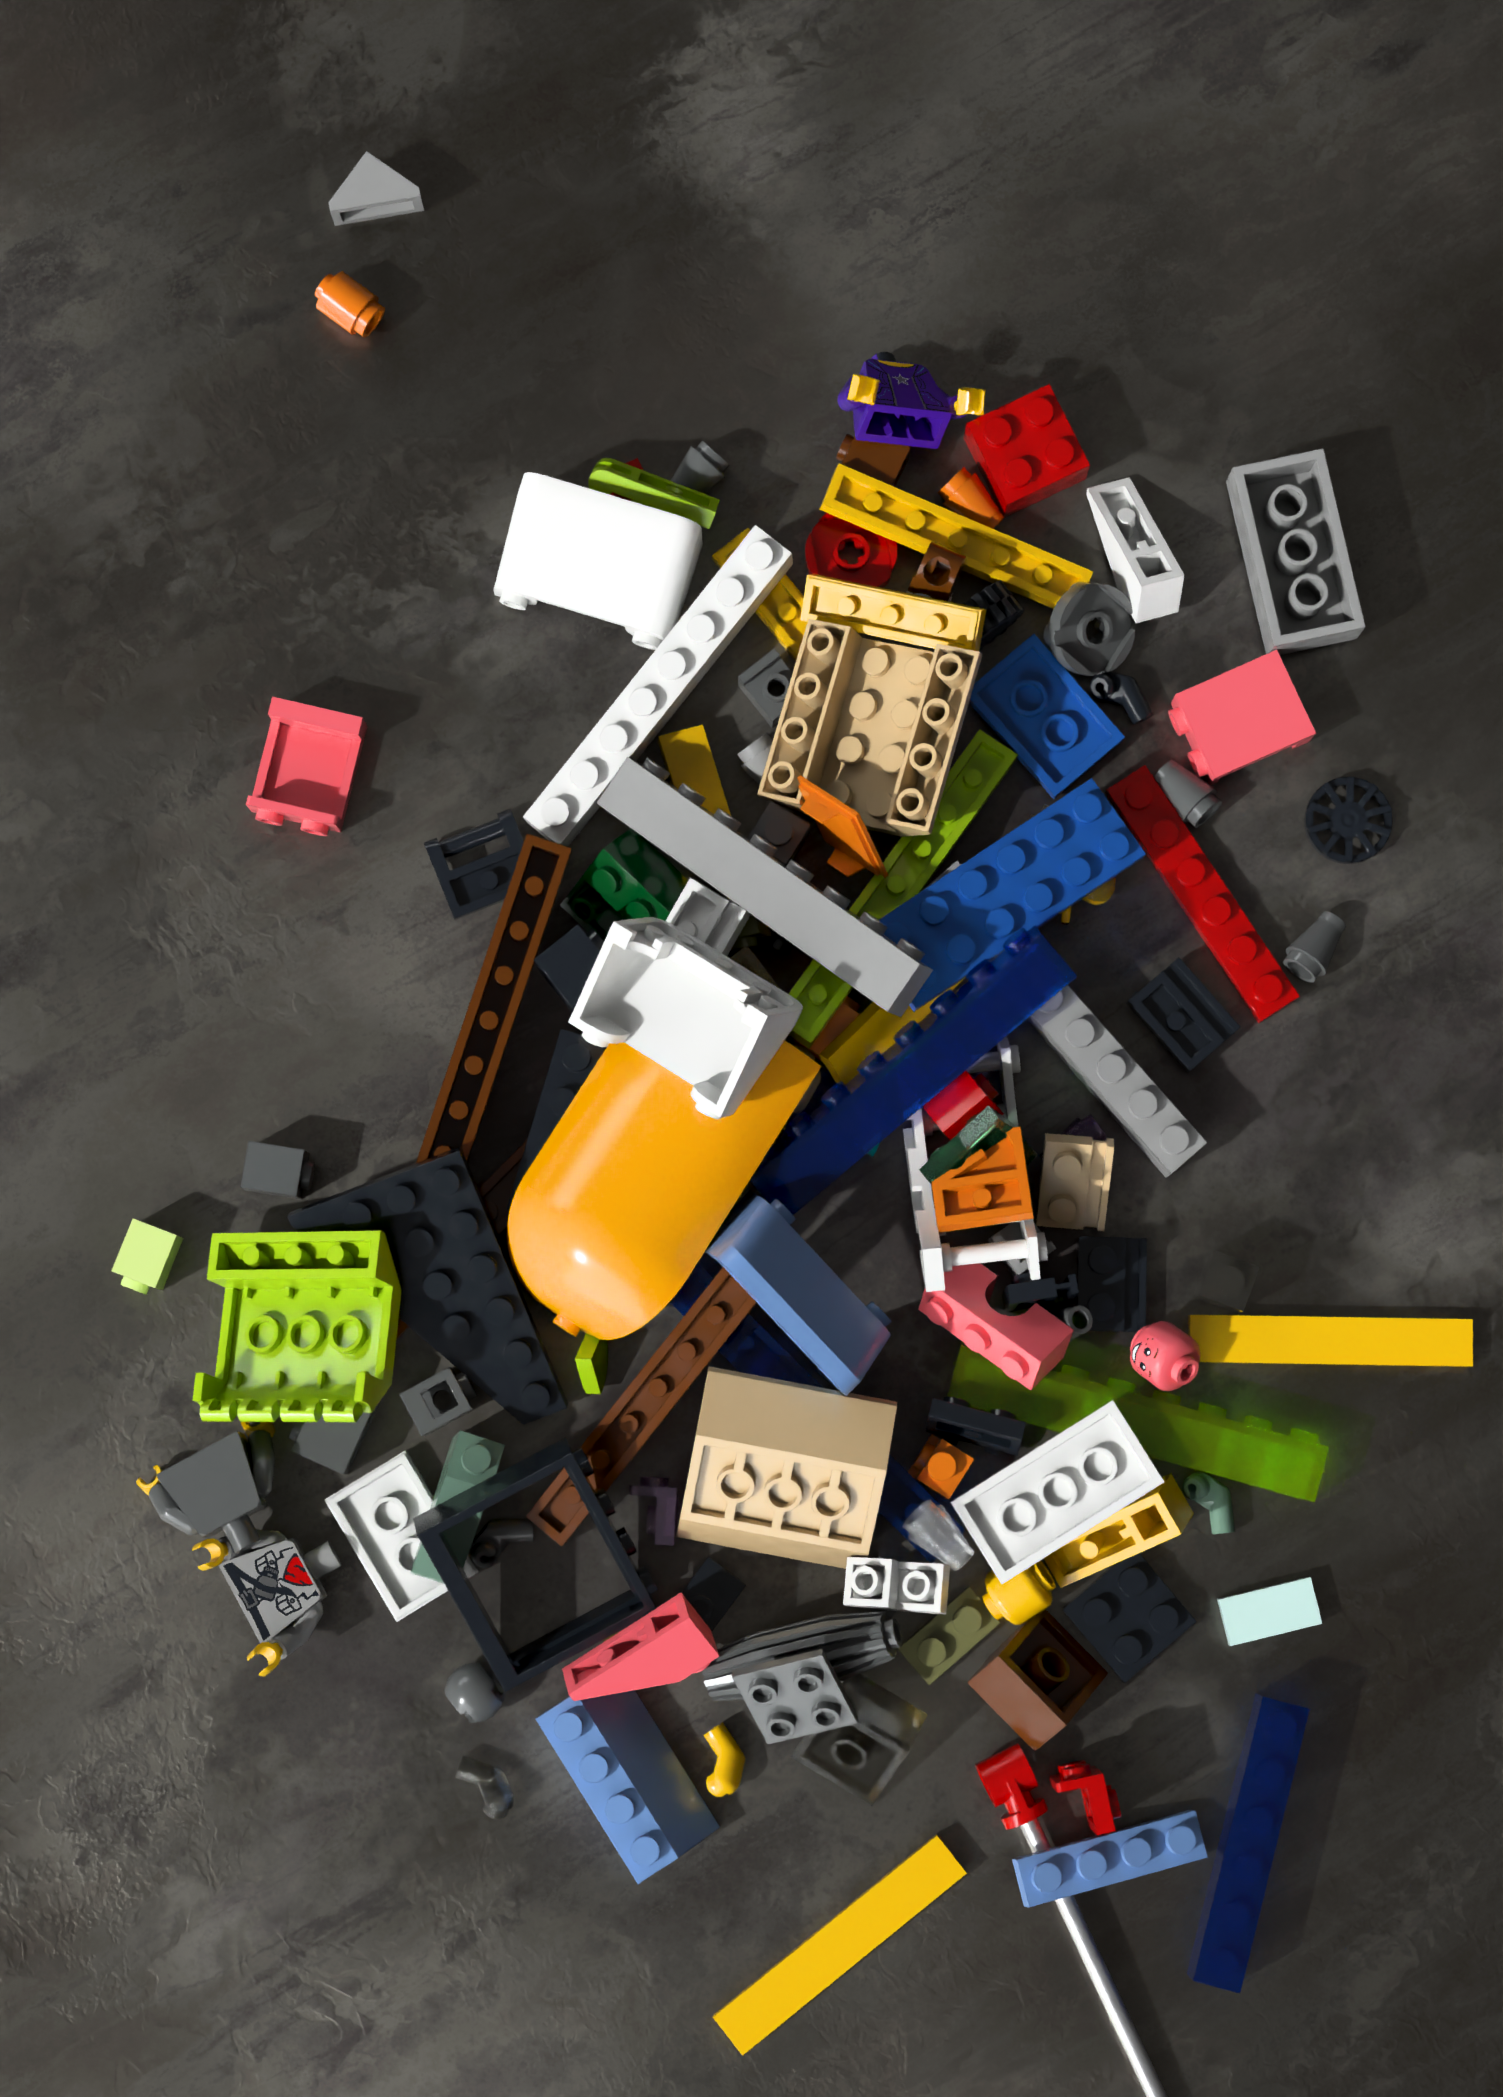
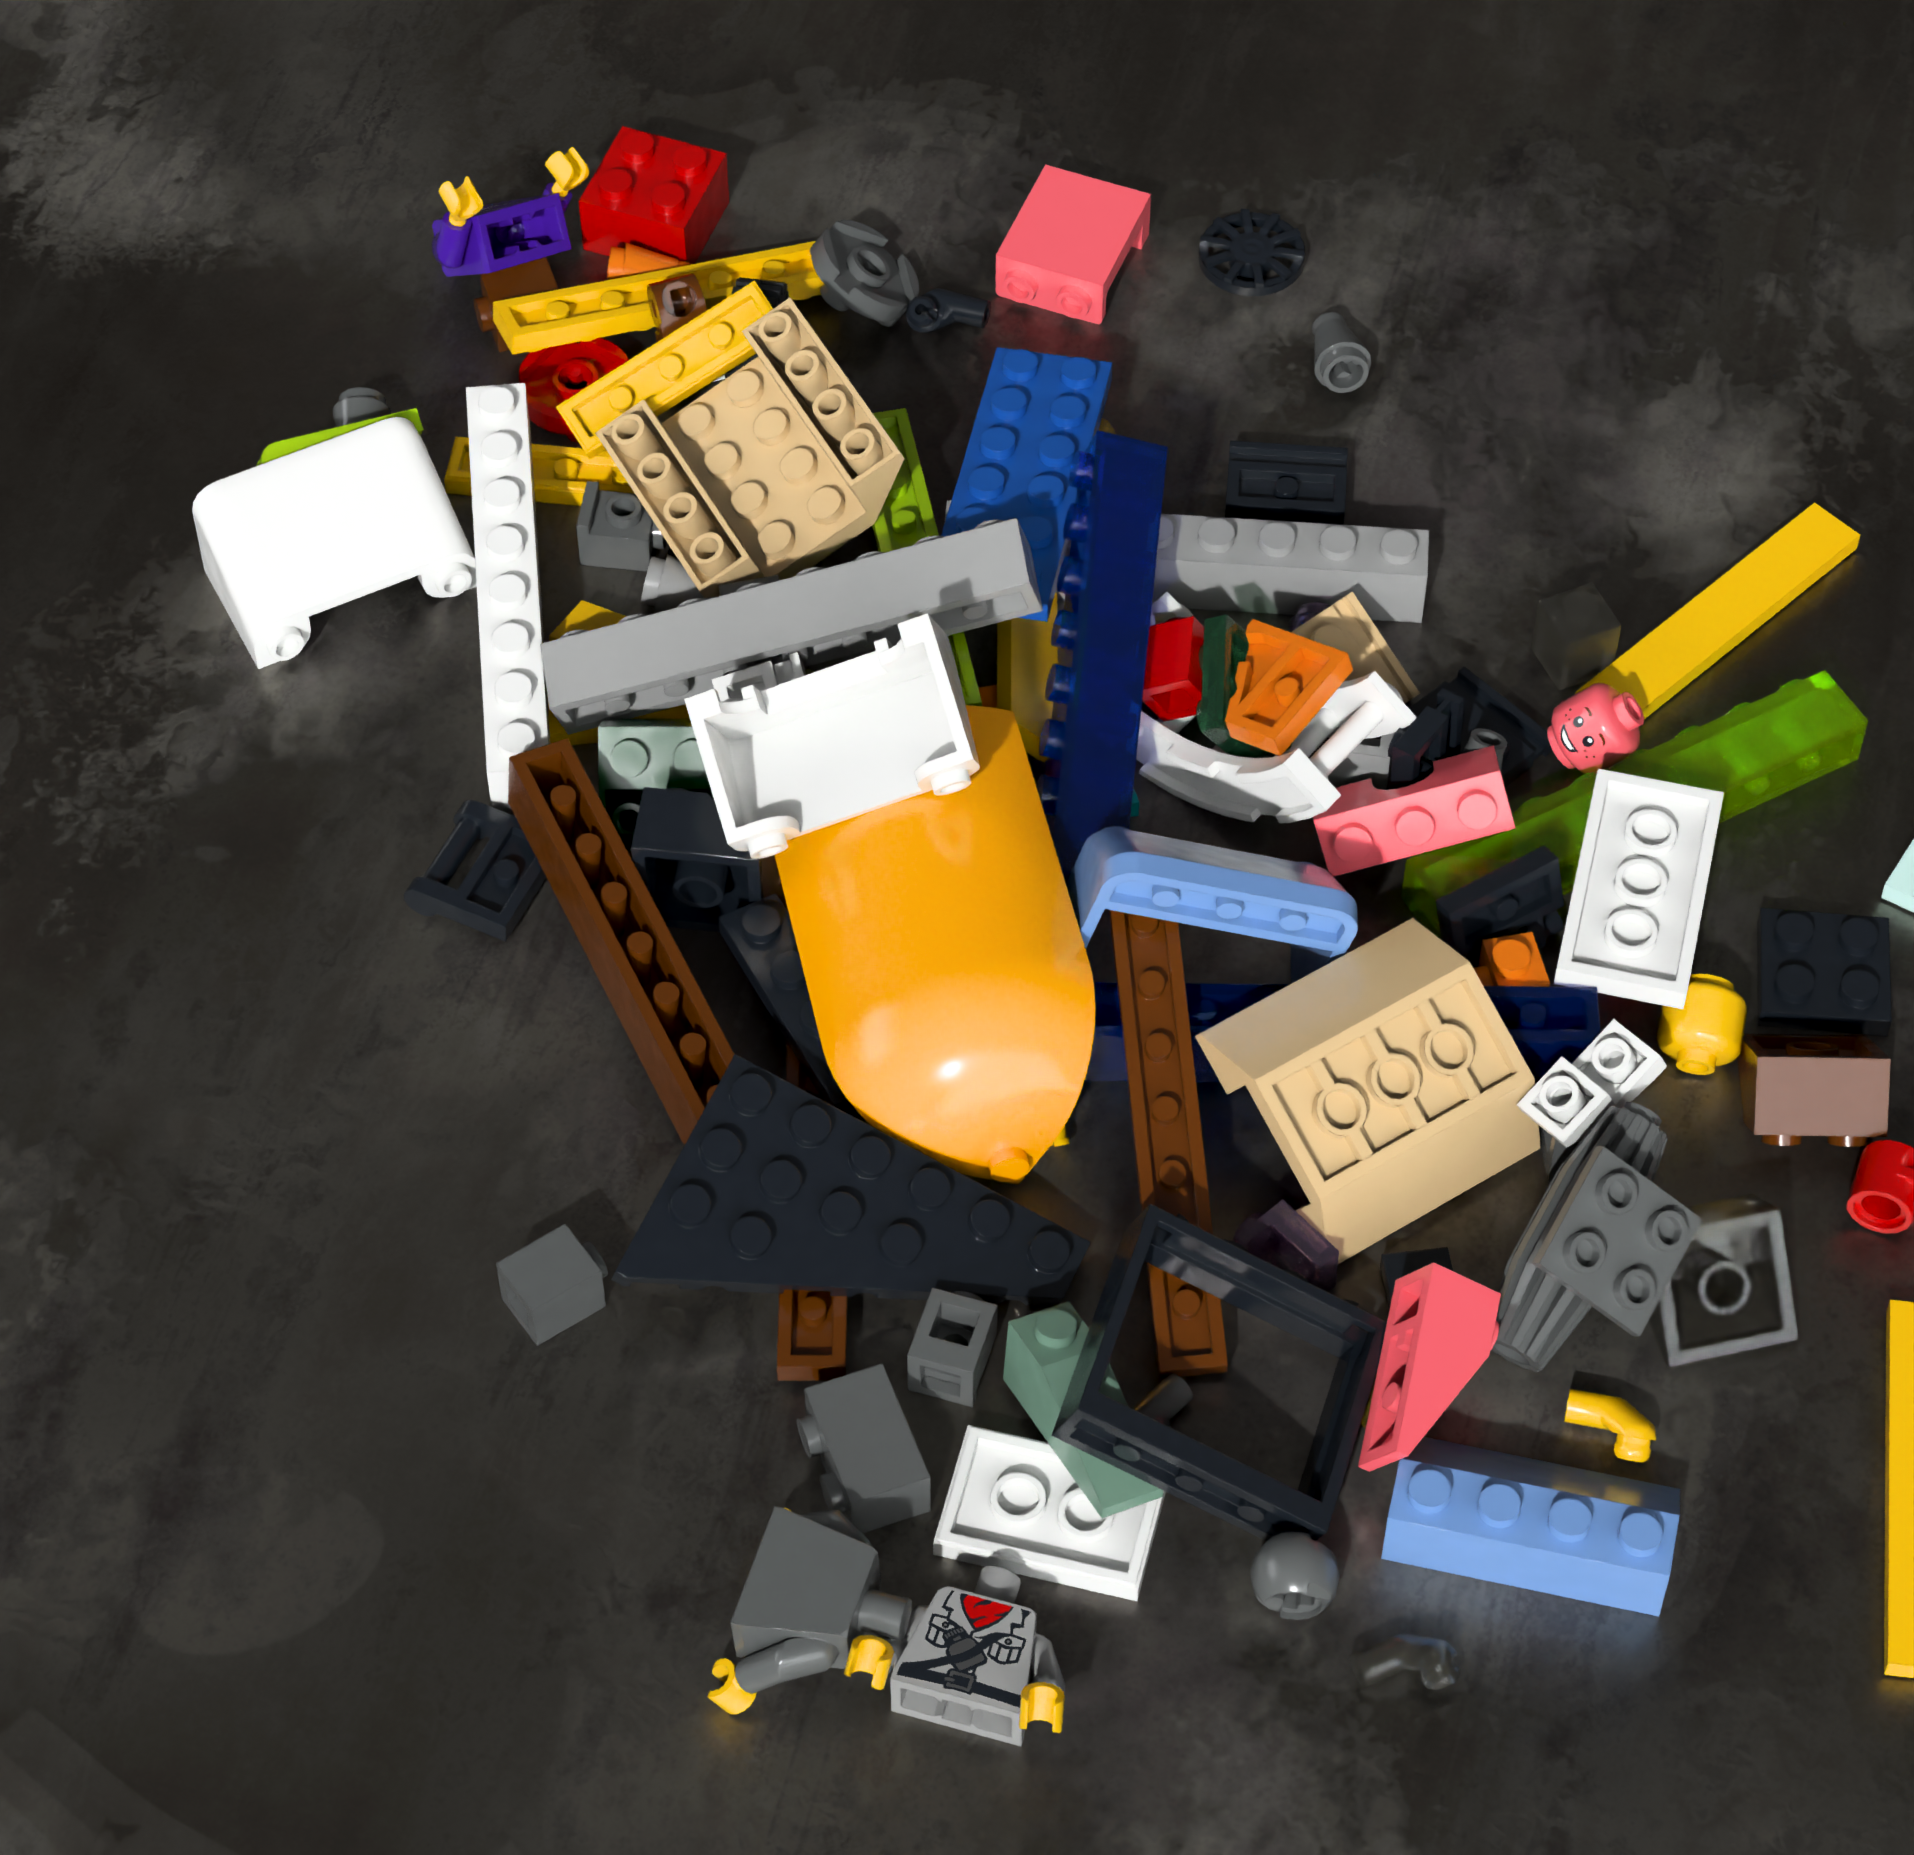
camera: 45 degrees left, 30 degrees down
(146, 1256) = (493, 1473): yellowish green brick -> none
(301, 1326) = (726, 1357): lime slope -> none
(307, 766) = (208, 923): coral panel -> none
(592, 1364) = (1063, 1177): lime tile -> none
(843, 830) = (808, 528): orange piece -> none
(938, 1535) = (1579, 996): clear cone -> none
(948, 1636) = (1691, 1119): olive plate -> none
(1044, 716) = (910, 365): blue plate -> none
(1135, 1528) = (1737, 891): yellow slope -> none
(1136, 550) = (860, 191): white slope -> none
(1188, 794) = (1091, 330): dark grey cone -> none
(1202, 894) = (1226, 399): red plate -> none
(1214, 1497) = (1778, 814): sand green arm -> none
(1295, 552) = (977, 98): light grey brick -> none

